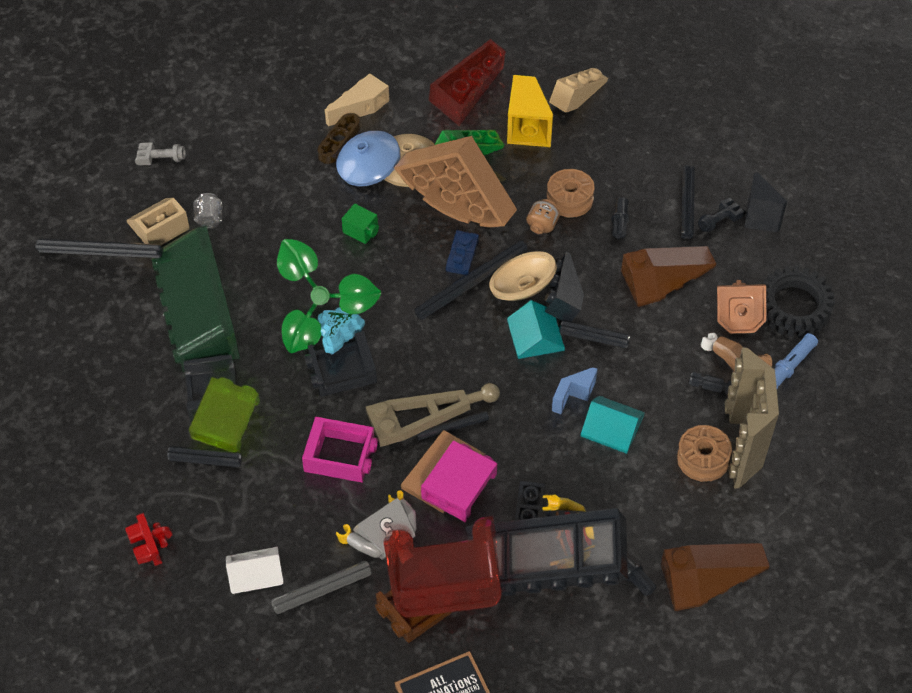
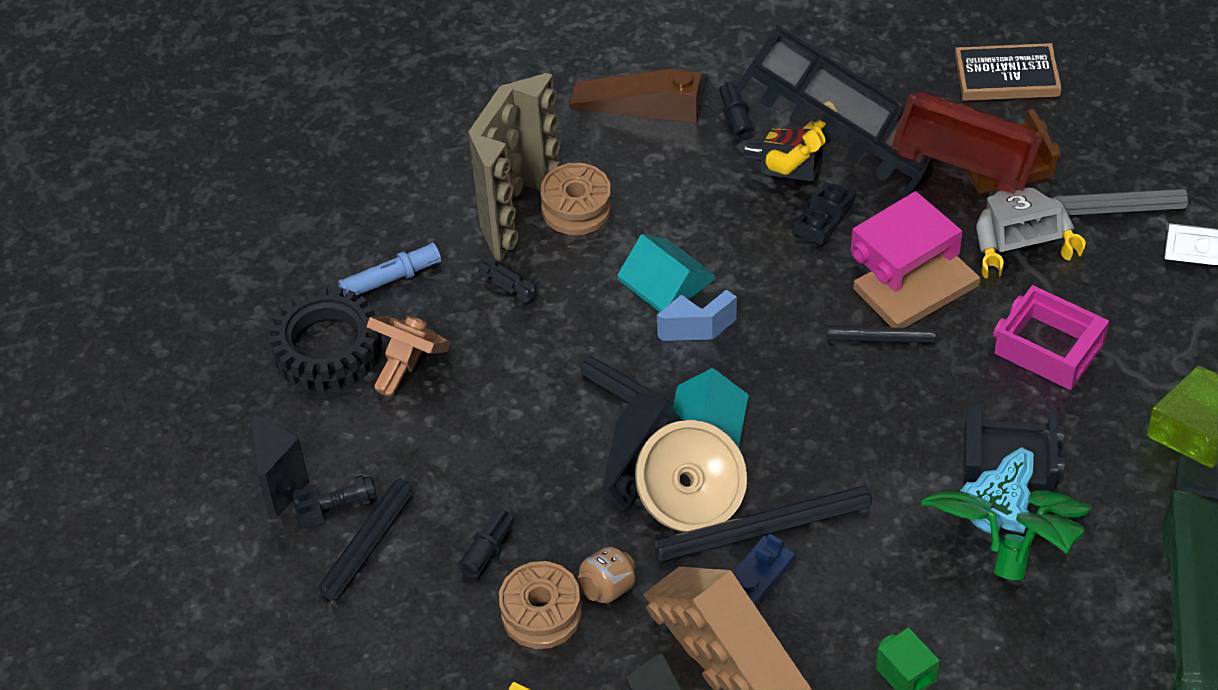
camera: 155 degrees left, 5 degrees down
(388, 428) = (973, 349): dark tan plate -> none
(658, 271) = (480, 444): reddish brown wedge -> none
(727, 349) = (461, 290): medium nougat arm -> none

